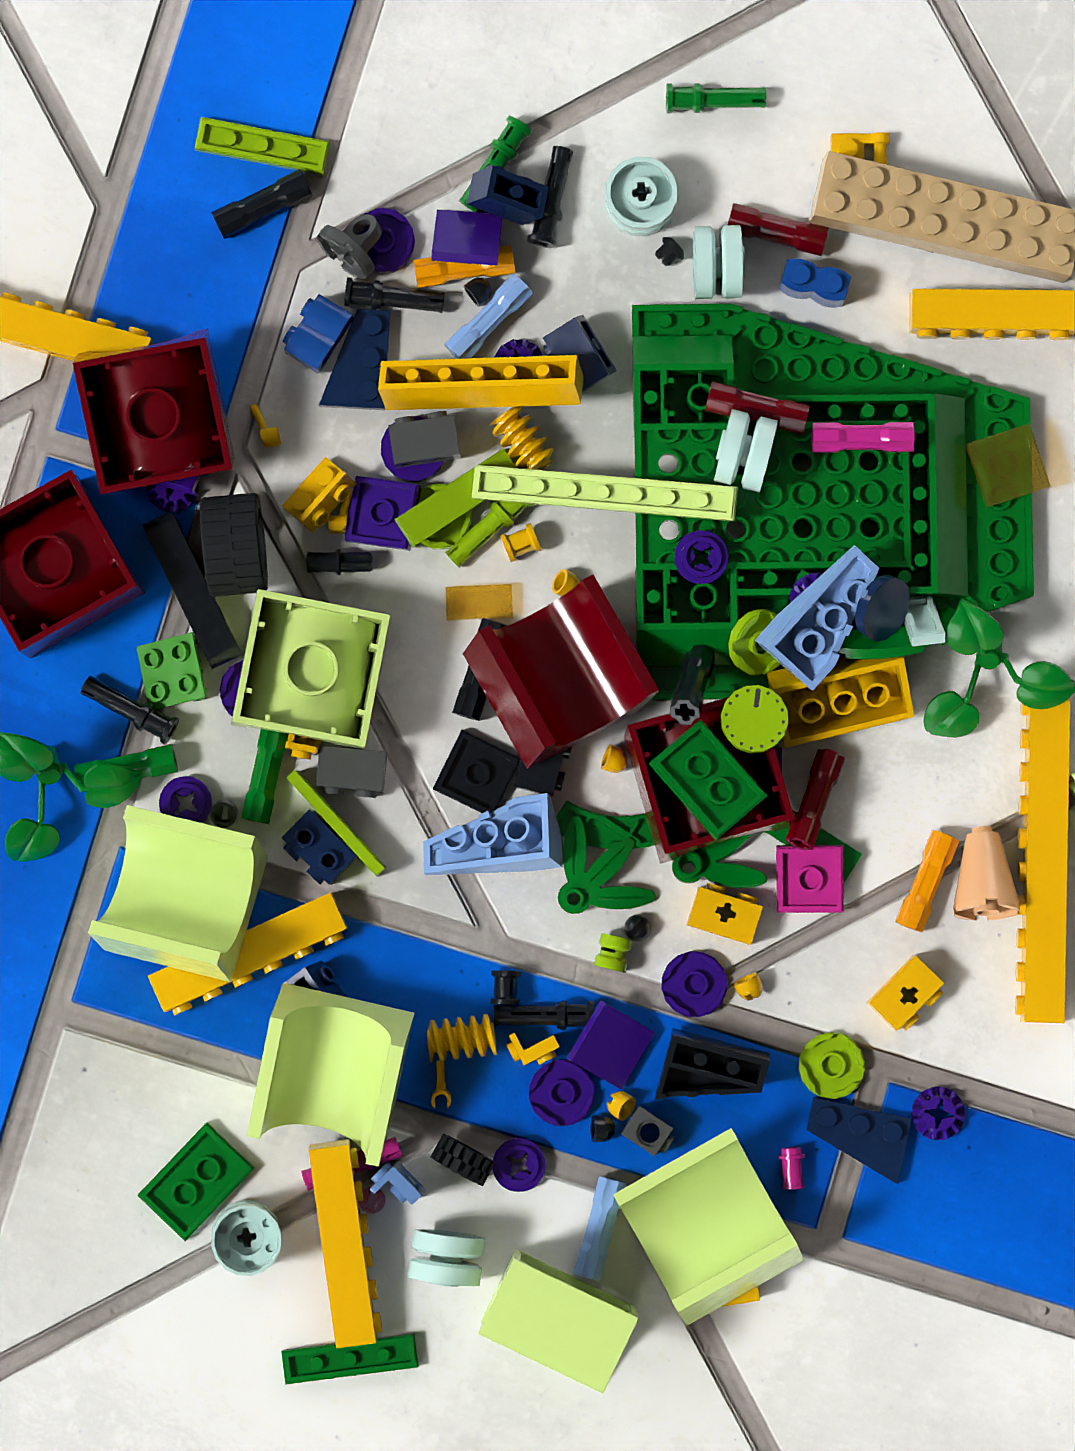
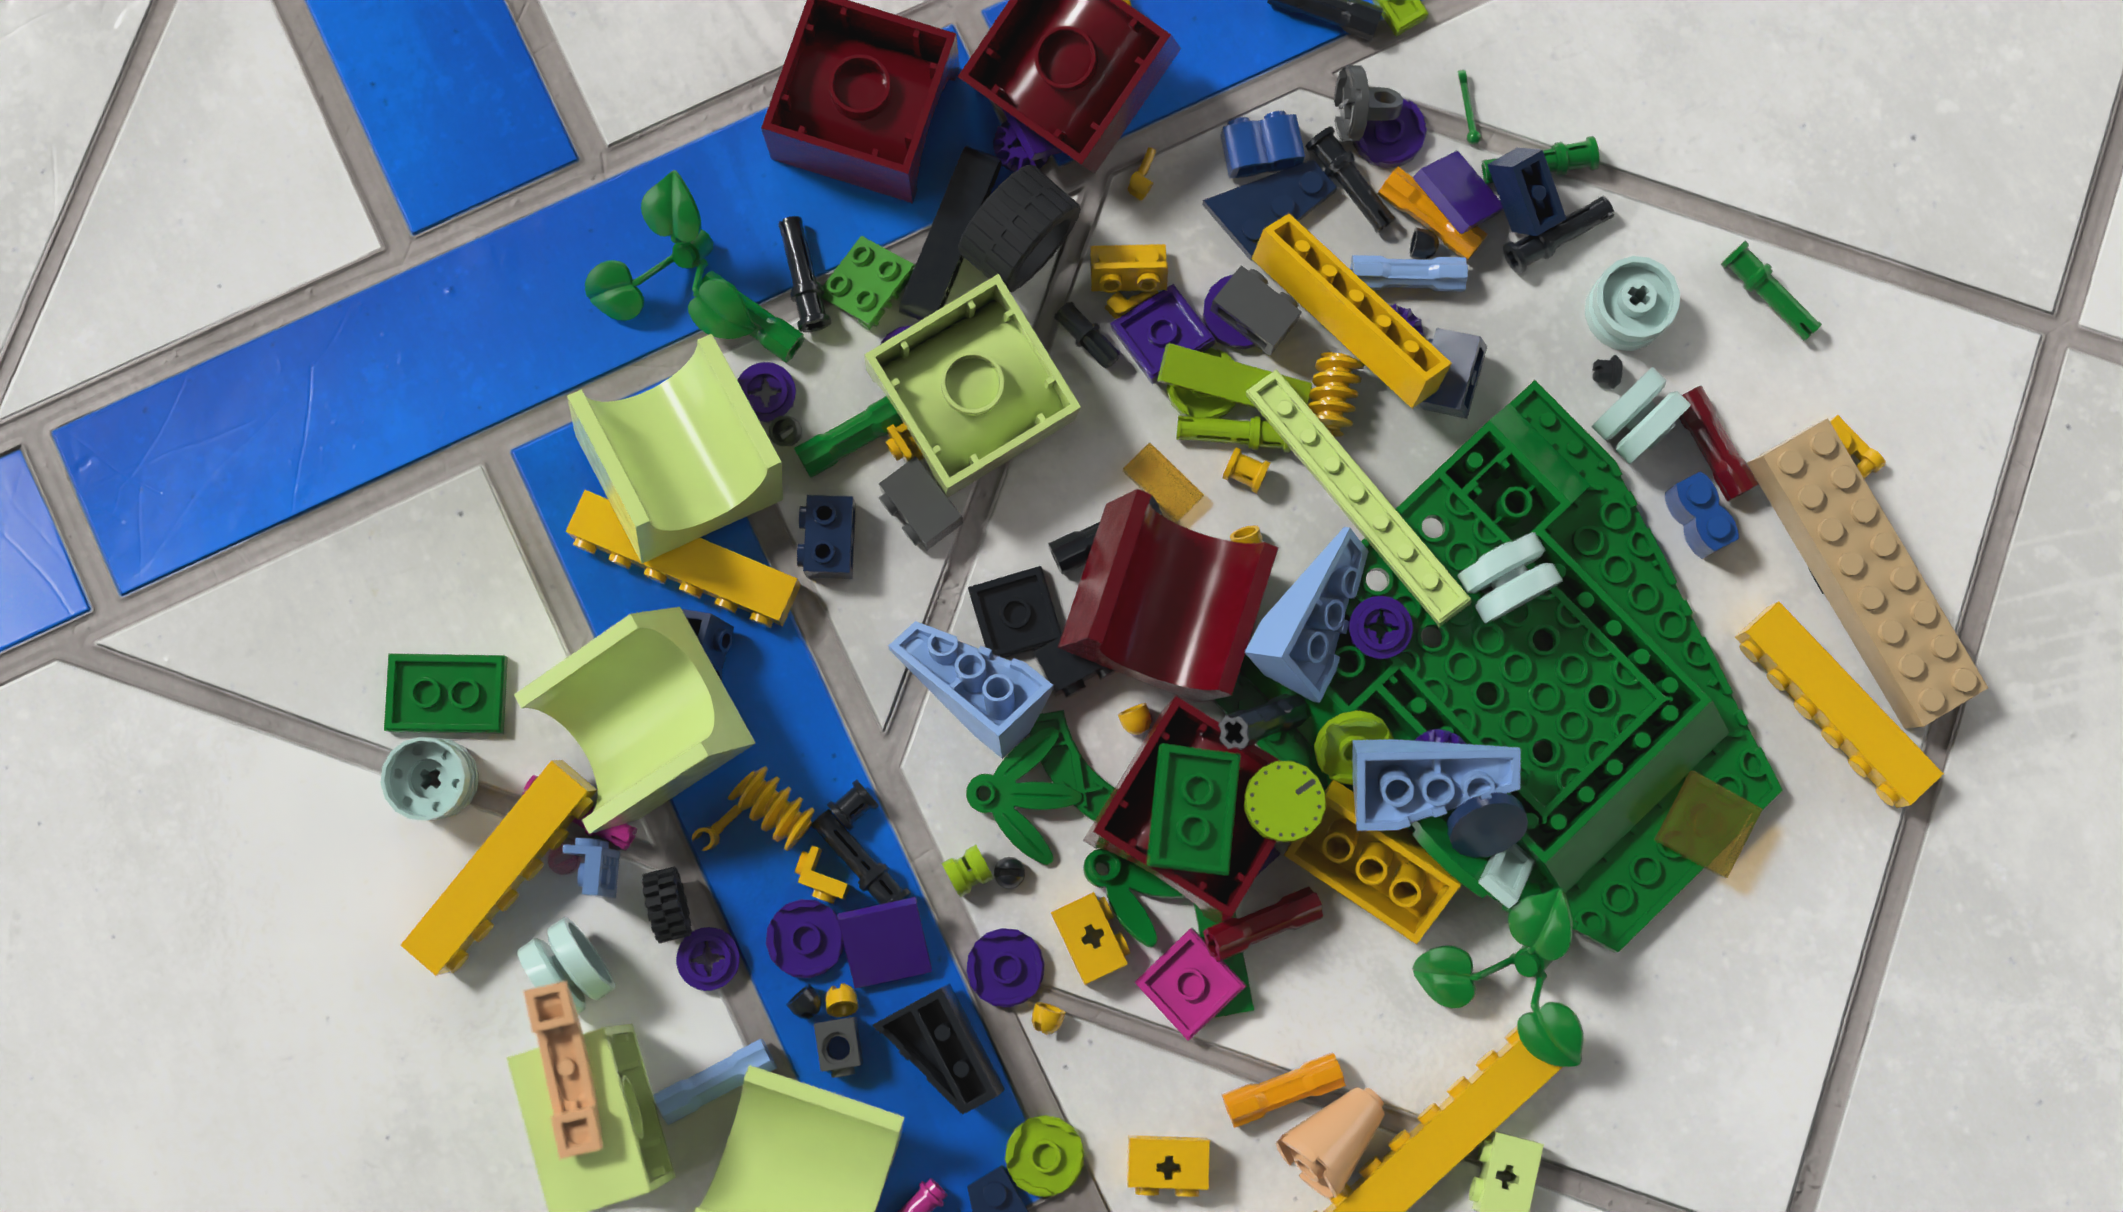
camera: 40 degrees right, 5 degrees down
(329, 1362) = (380, 946): green tile -> none
(336, 822) = (863, 532): lime tile -> none
(437, 189) = (1473, 136): none -> green hinge
(519, 1302) = (566, 1069): none -> light nougat slope
(657, 605) = (1303, 628): none -> light blue wedge
(790, 414) = (1575, 590): dark red axle -> none
(886, 437) = (1637, 693): dark pink axle -> none

